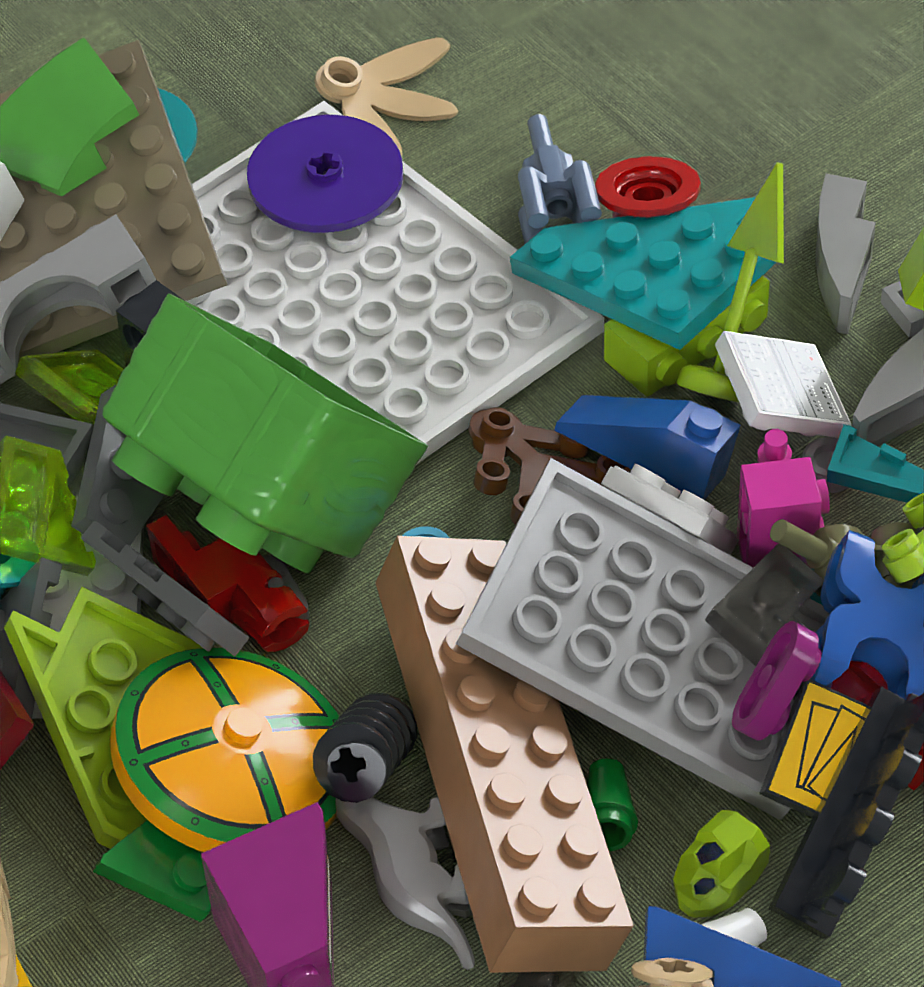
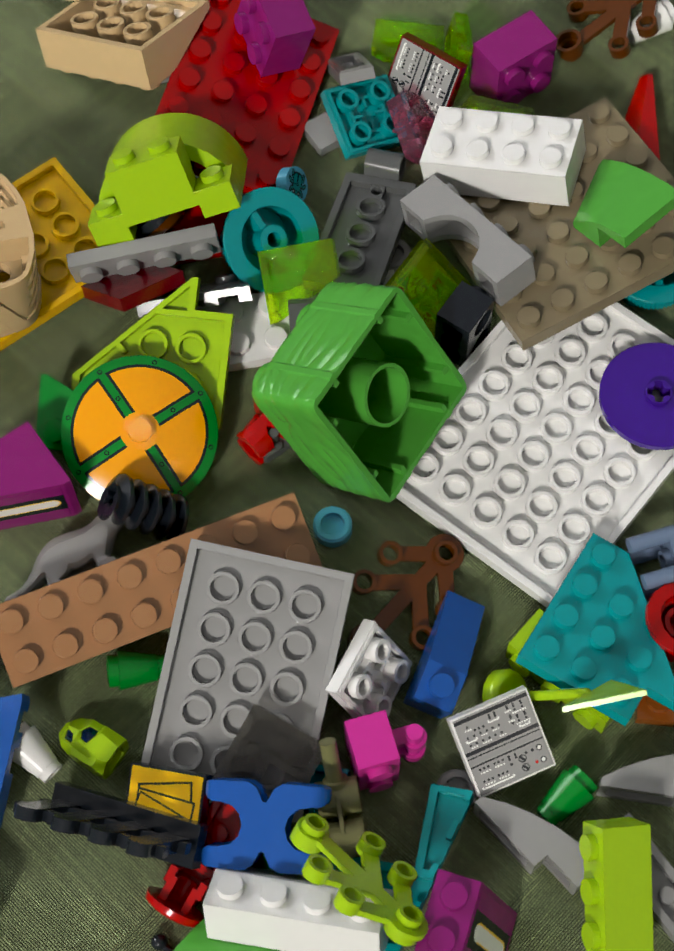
camera: 80 degrees right, 15 degrees up
(167, 595) = (232, 376): dark grey wing -> none
(767, 695) = (203, 755): magenta plate -> none
(848, 346) = (567, 795): none -> green cone

